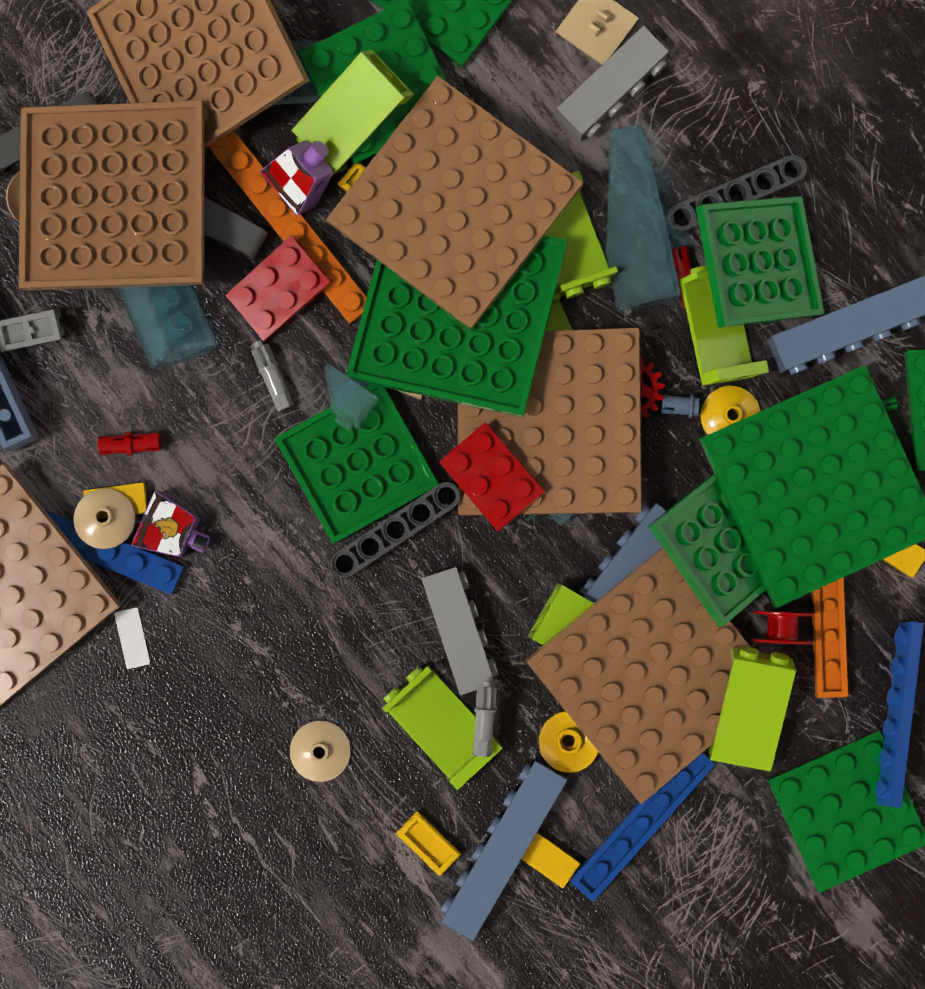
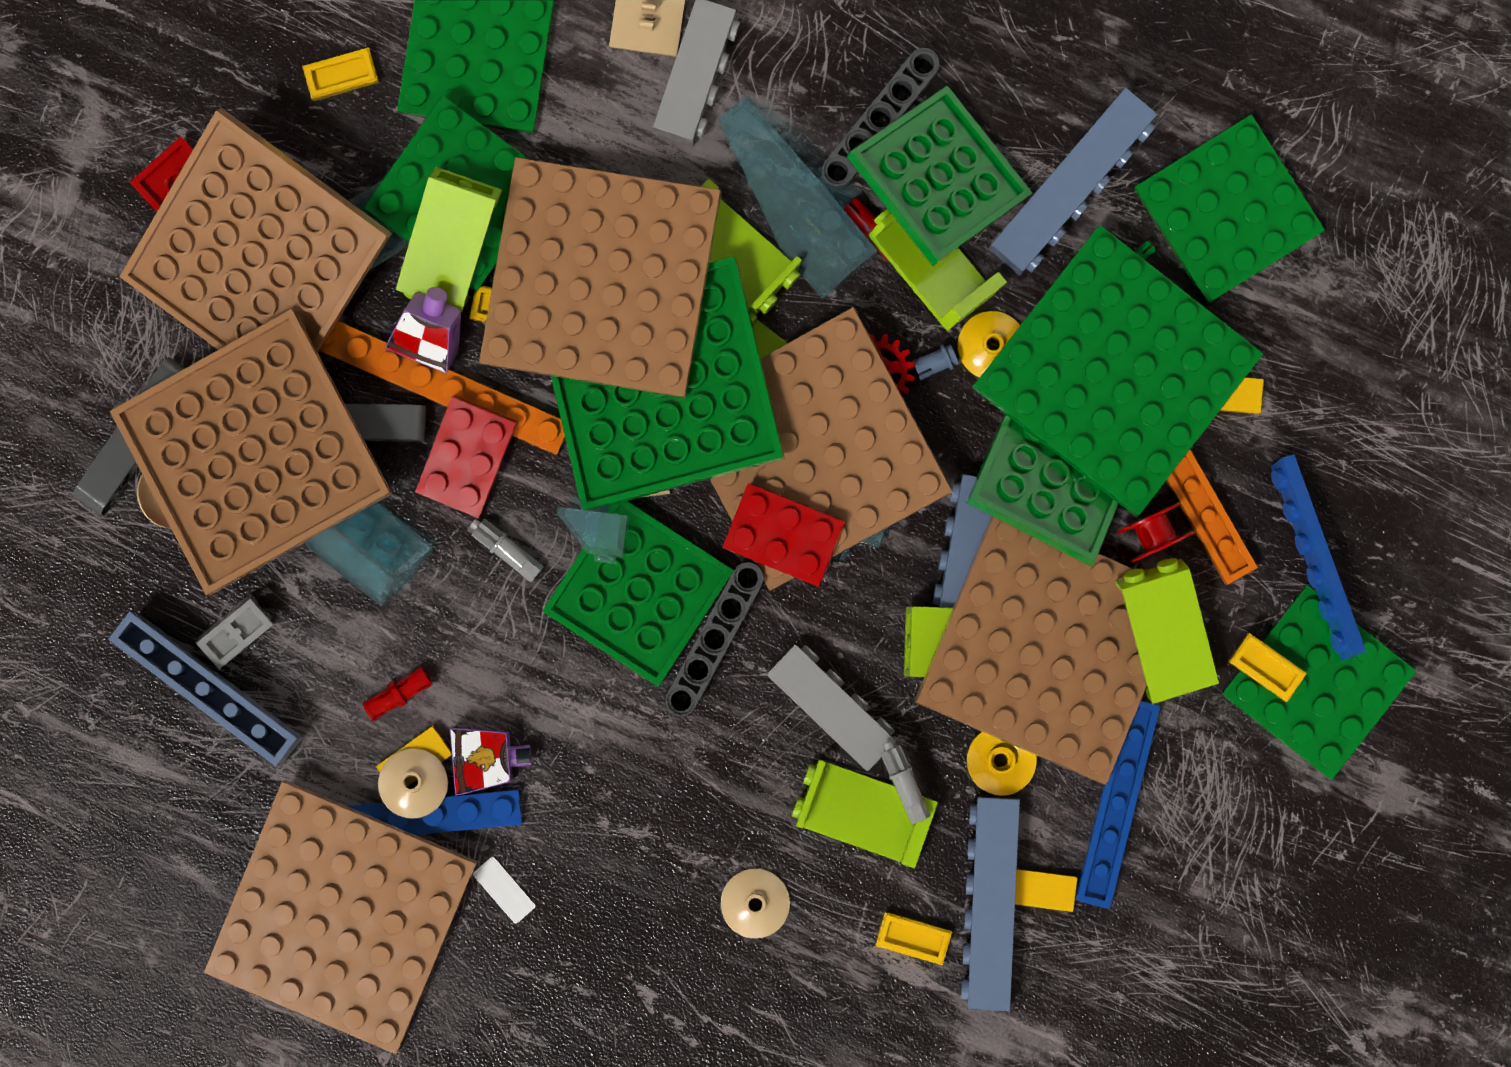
camera: 30 degrees left, 0 degrees up
(815, 778) = (1267, 667): none -> yellow tile

